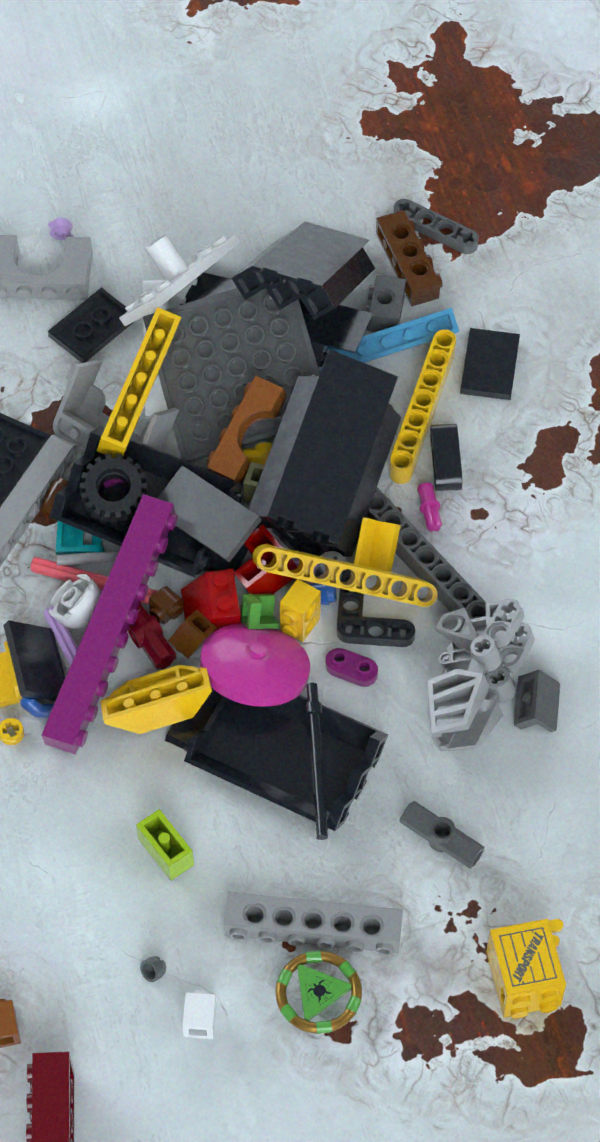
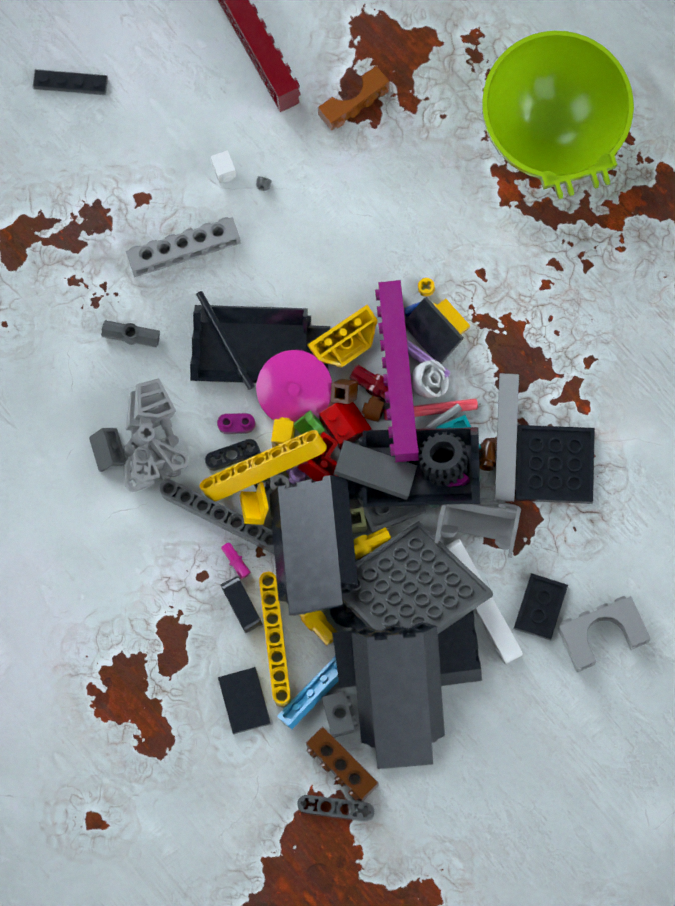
camera: 160 degrees right, 15 degrees up
(60, 228) = (607, 675): lavender plate -> none
(139, 383) = (463, 531): yellow brick -> none
(165, 844) = (291, 250): lime brick -> none
(176, 272) = (489, 648): white plate -> none
(260, 402) = (377, 562): dark orange arch -> none
(318, 991) = (160, 206): piece -> none
(527, 967) = (45, 268): yellow container -> none

